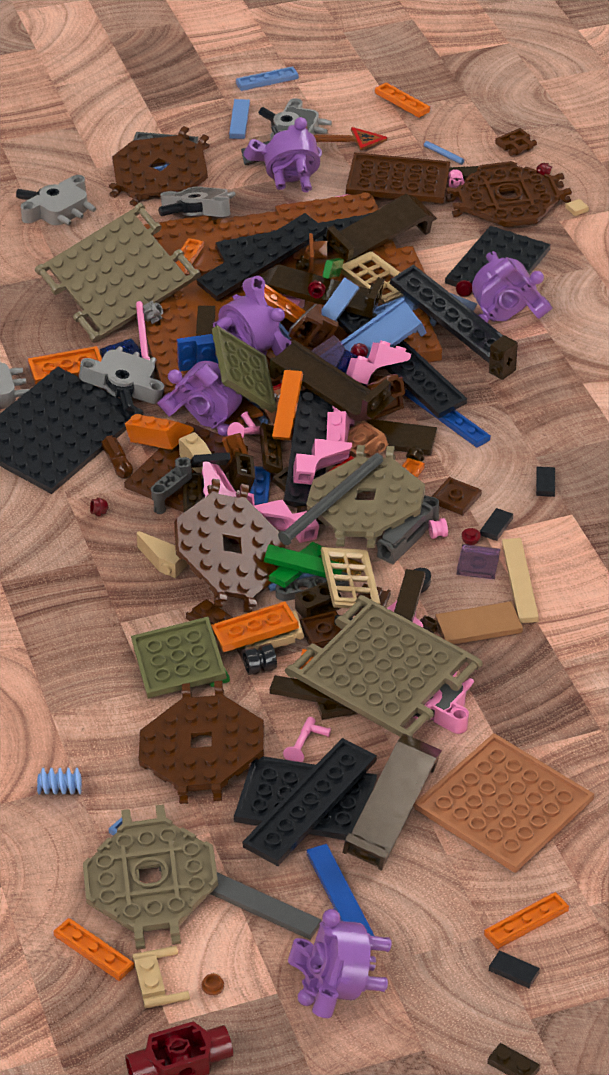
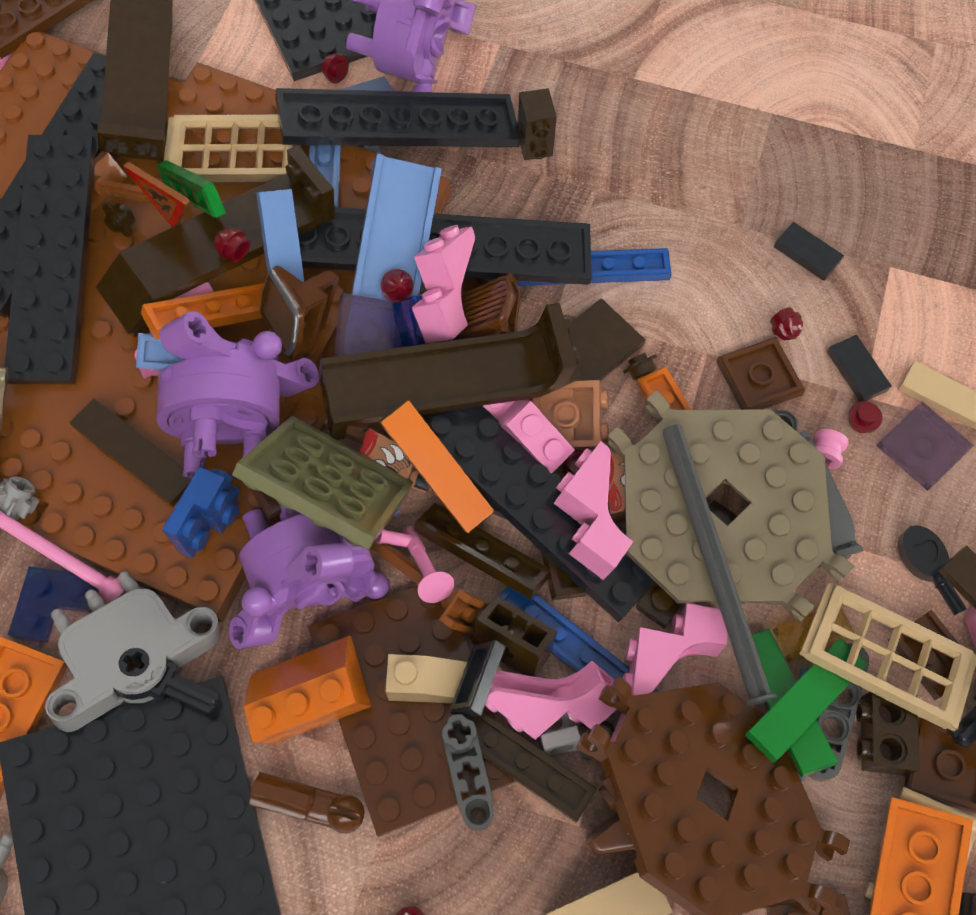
camera: 55 degrees left, 25 degrees up
(492, 489) = (787, 324): none -> dark red plate

